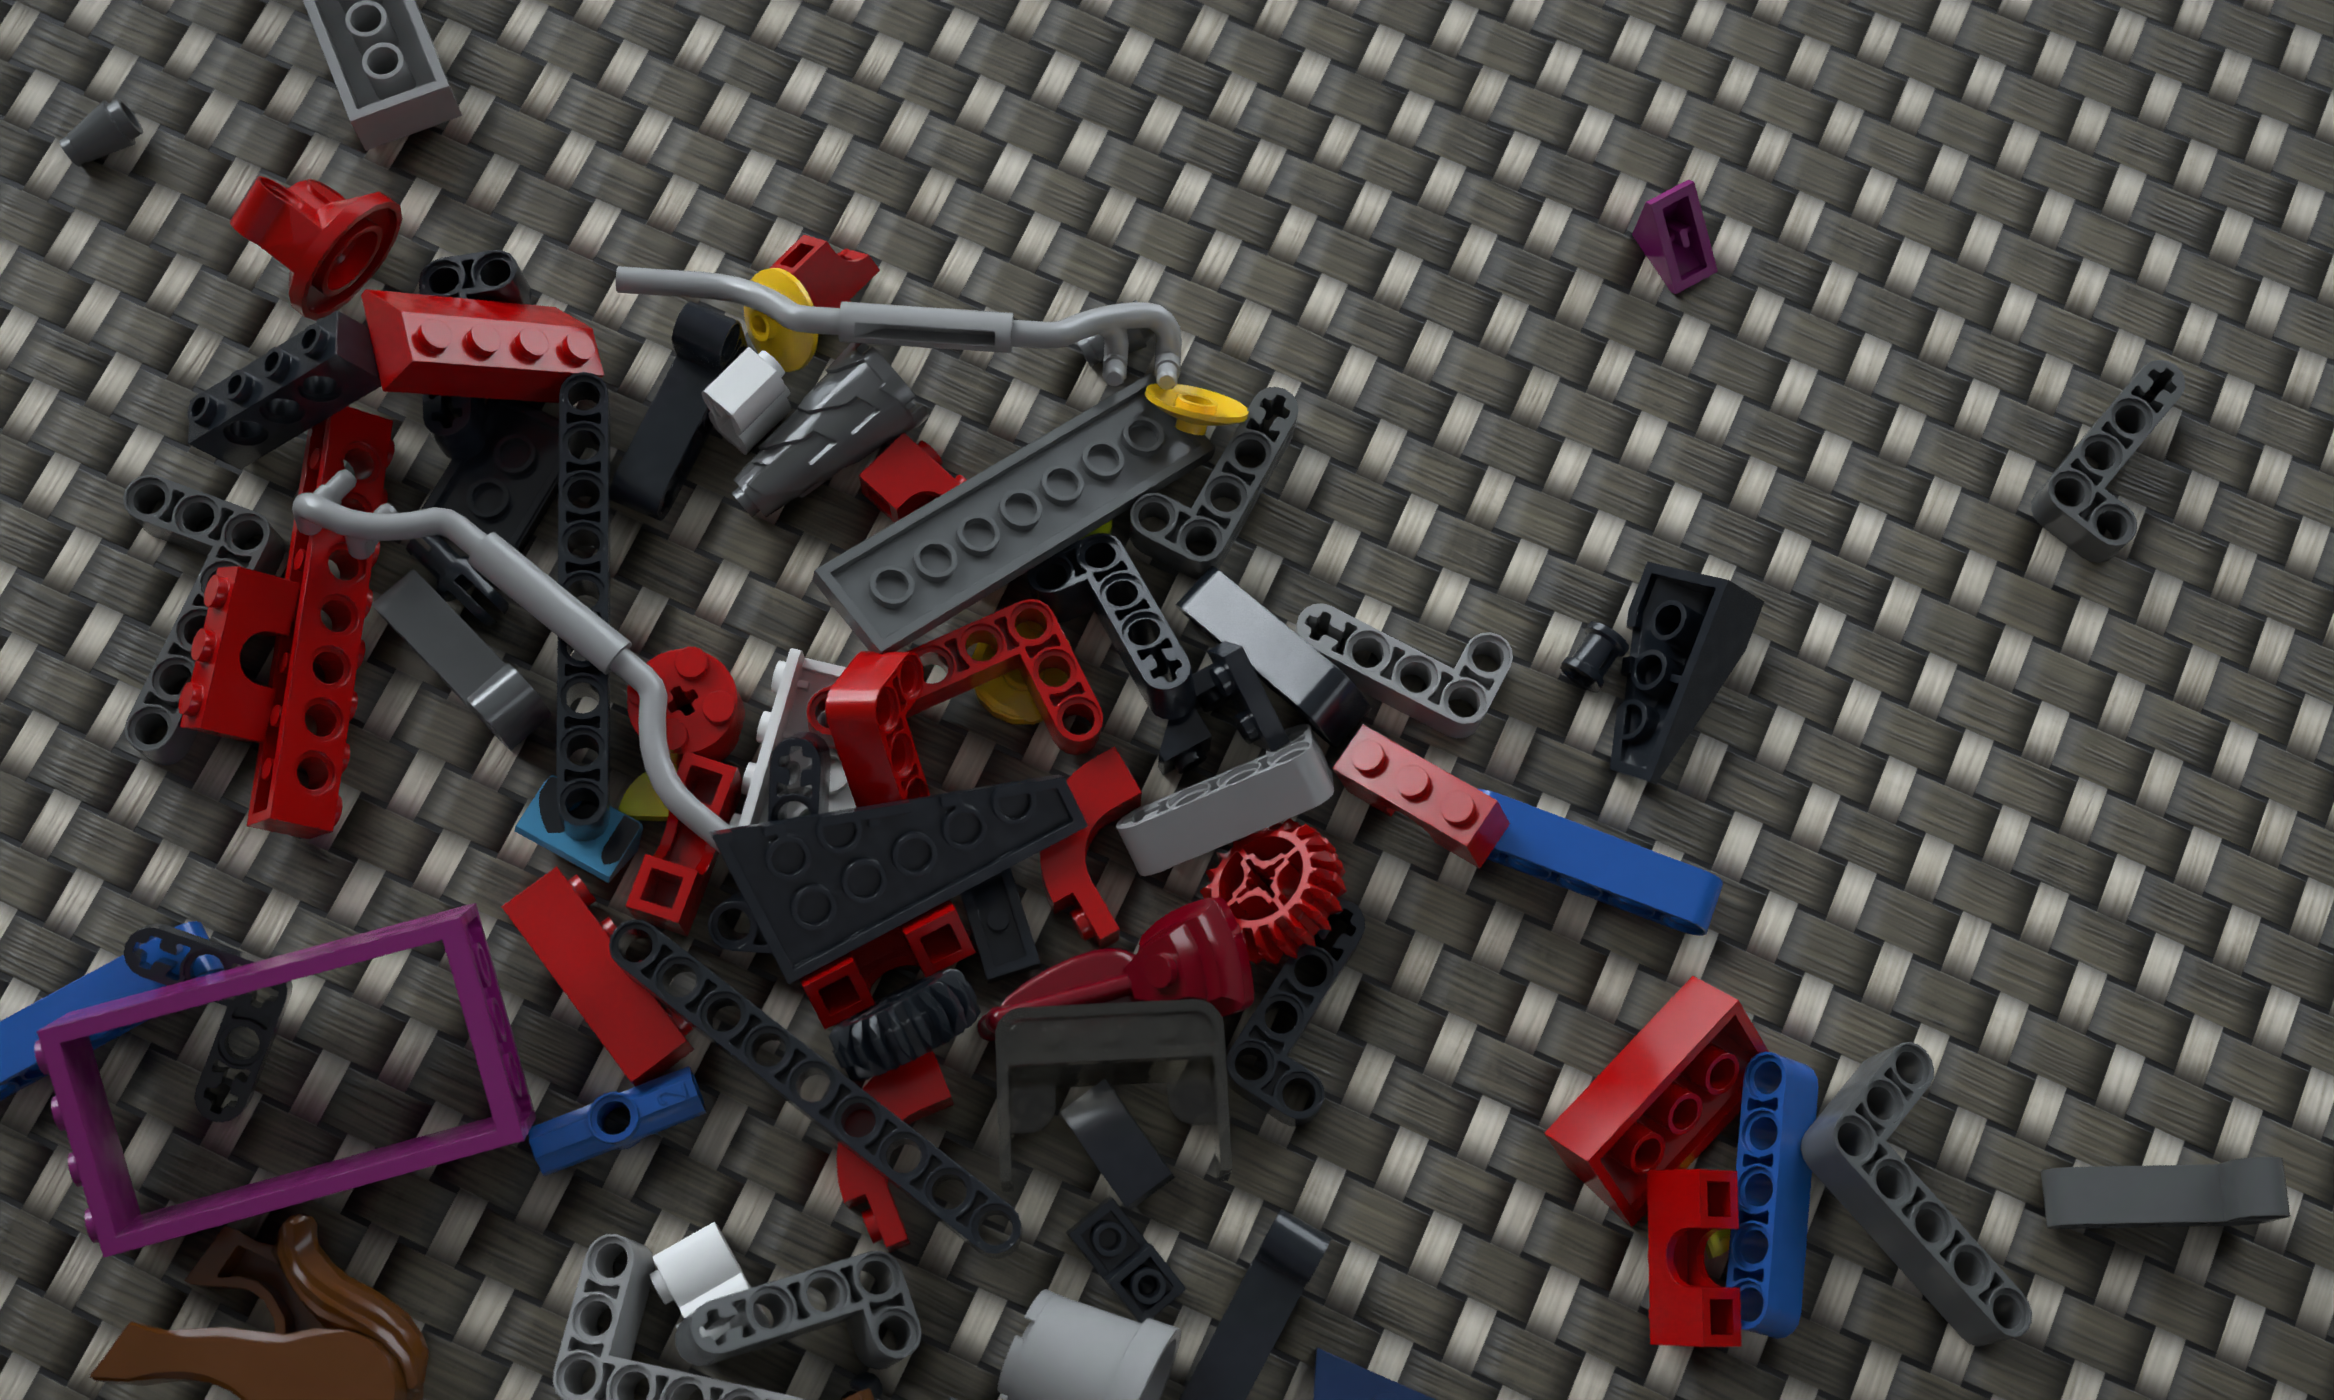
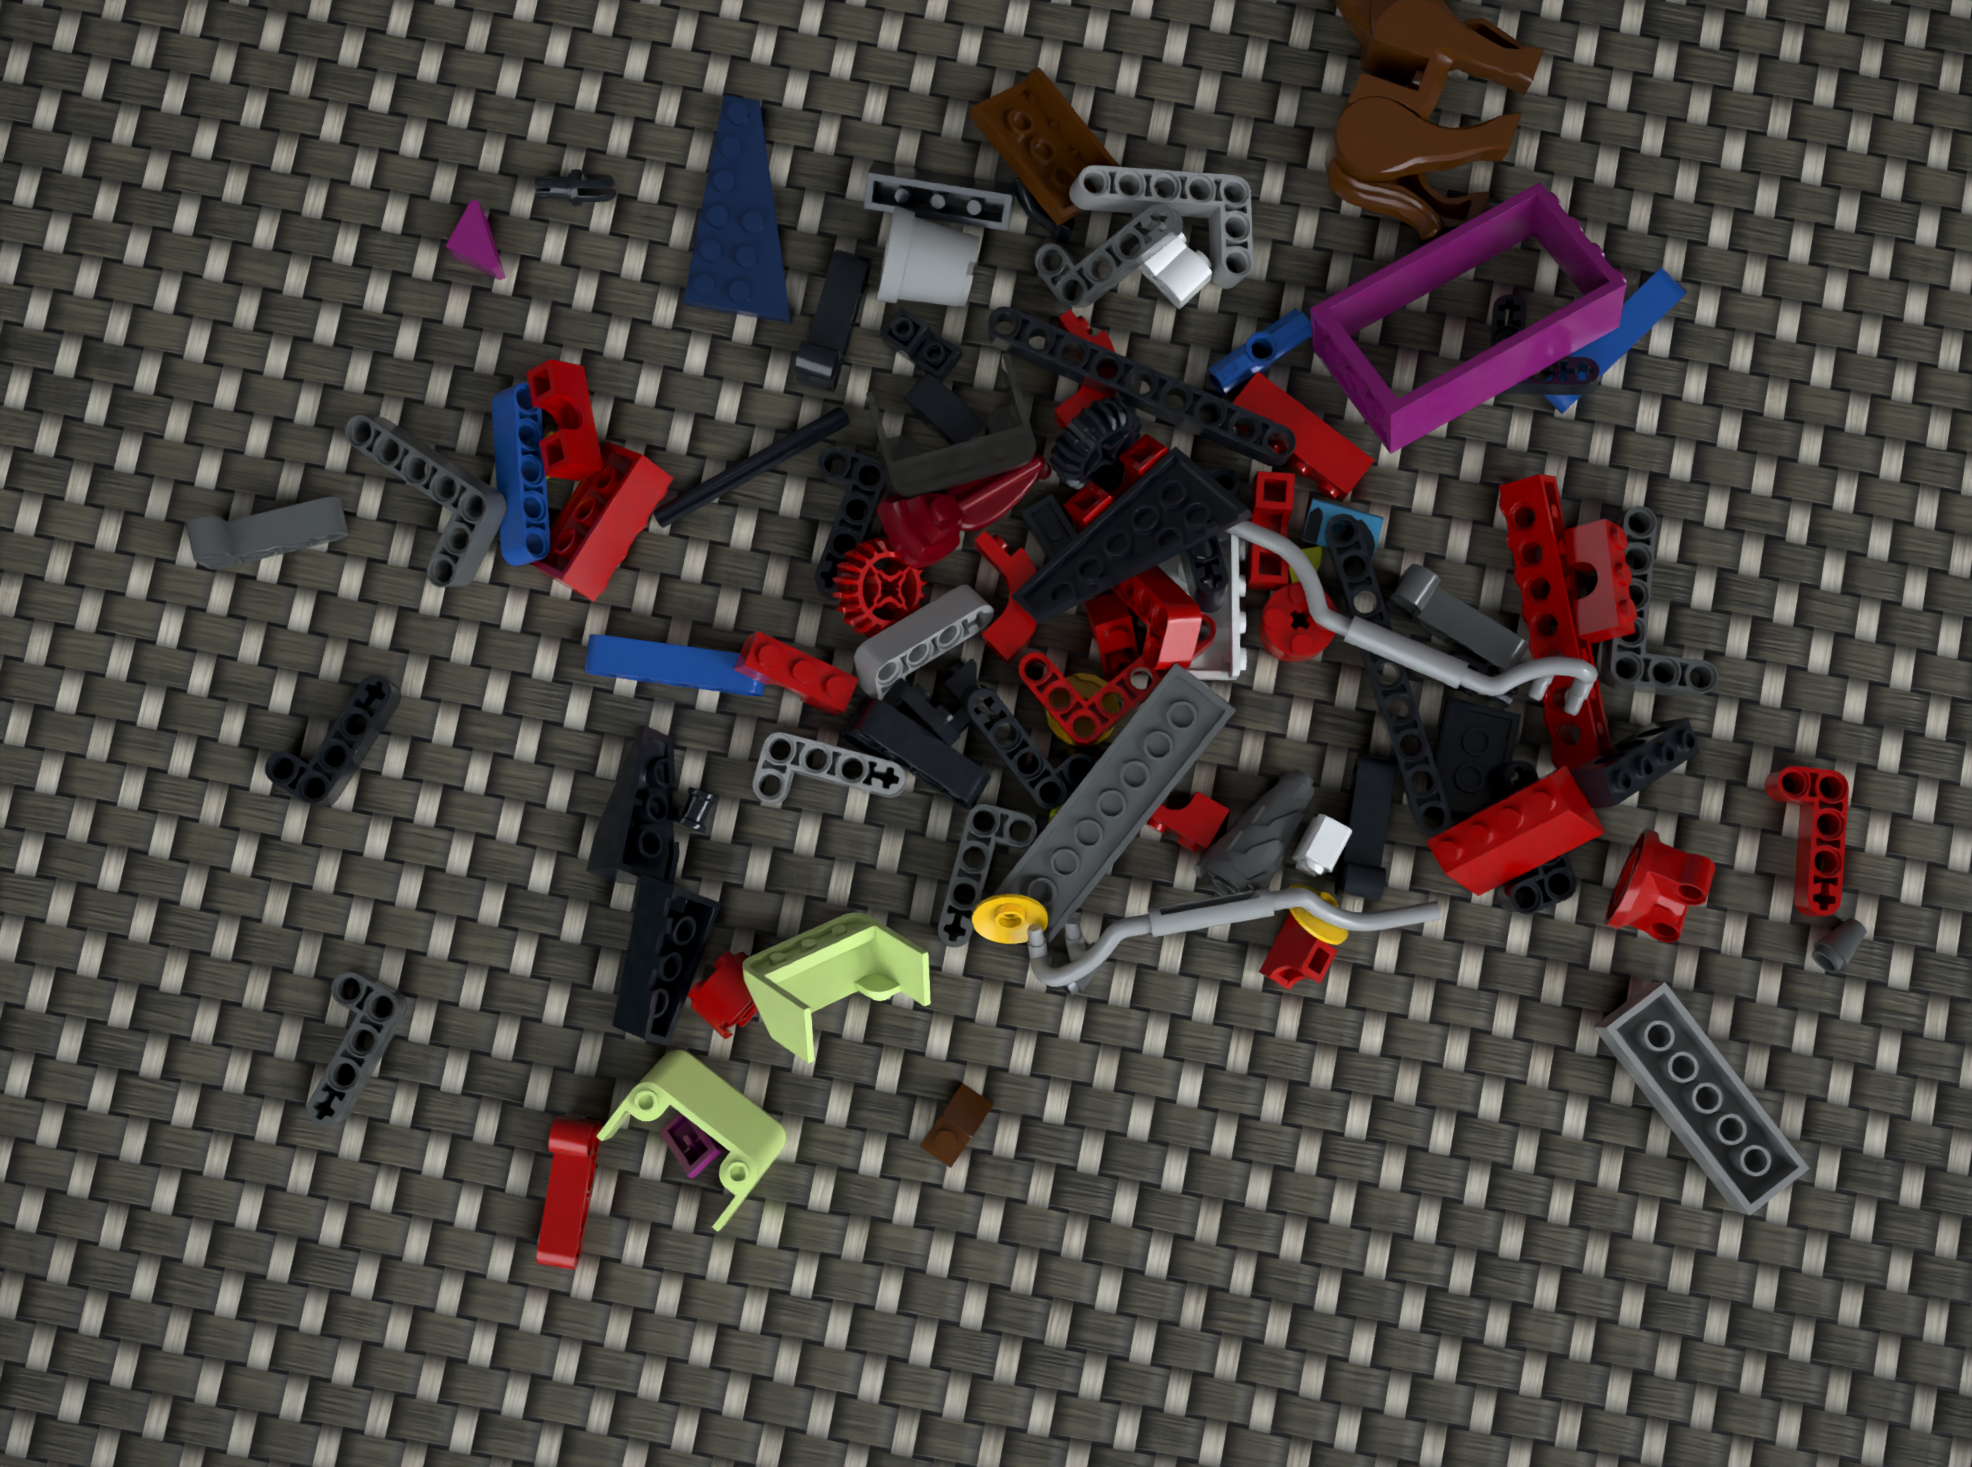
camera: 170 degrees right, 10 degrees up
(97, 203) = (1810, 840): none -> red beam
(953, 746) = (1112, 634): none -> red slope
(1324, 188) = (956, 1125): none -> reddish brown slope
(1420, 1131) = (751, 467): none -> black axle
(1469, 402) = (827, 966): none -> yellowish green windscreen
(1592, 399) = (724, 996): none -> red brick
(1644, 271) = (714, 1107): none -> yellowish green windscreen
(1676, 467) = (662, 958): none -> black wedge
(1848, 221) = (569, 1190): none -> red beam
(2081, 869) = (340, 736): none -> black beam

